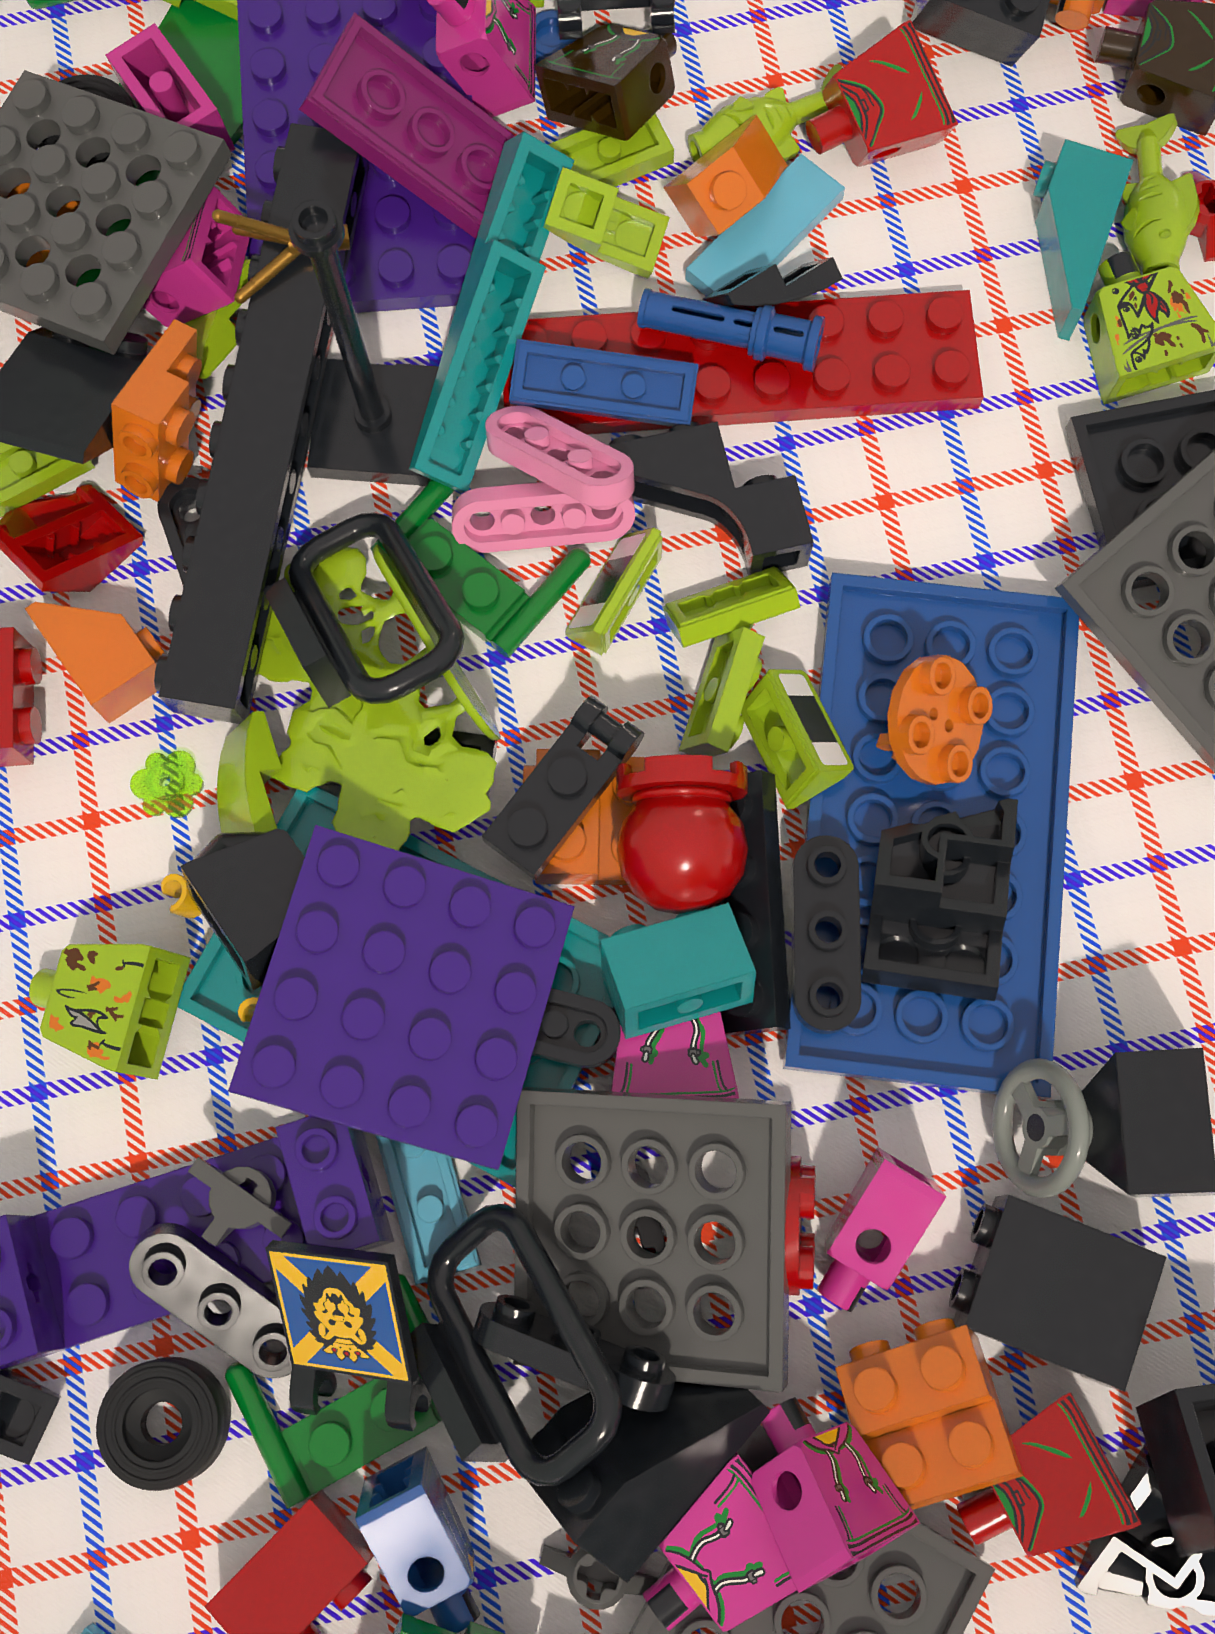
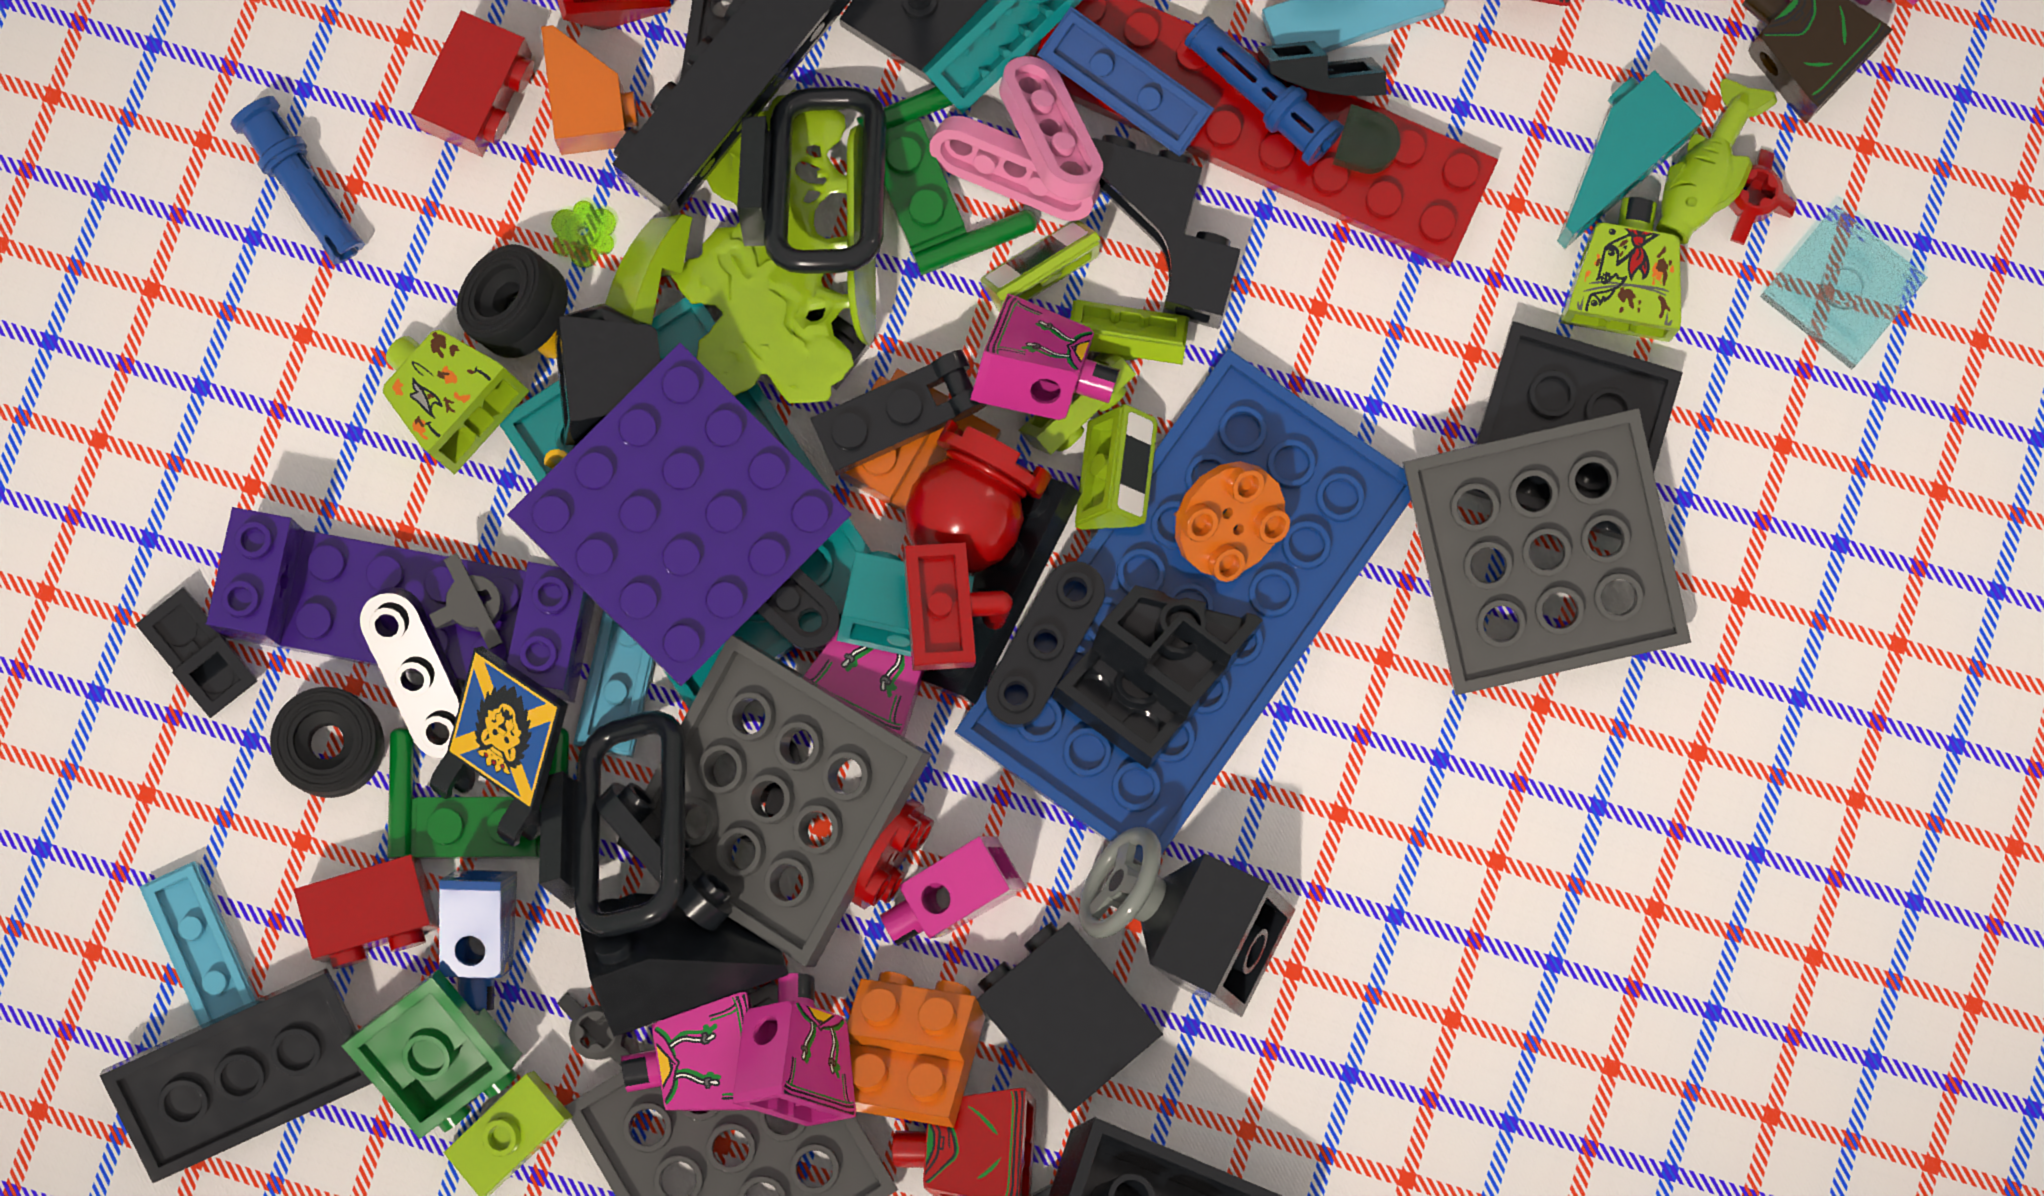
camera: 25 degrees right, 5 degrees up
(128, 880) = (530, 317): none -> black tyre
(673, 669) = (1039, 362): none -> dark pink torso
(724, 947) = (944, 607): none -> red plate
(851, 327) = (1367, 141): none -> tile

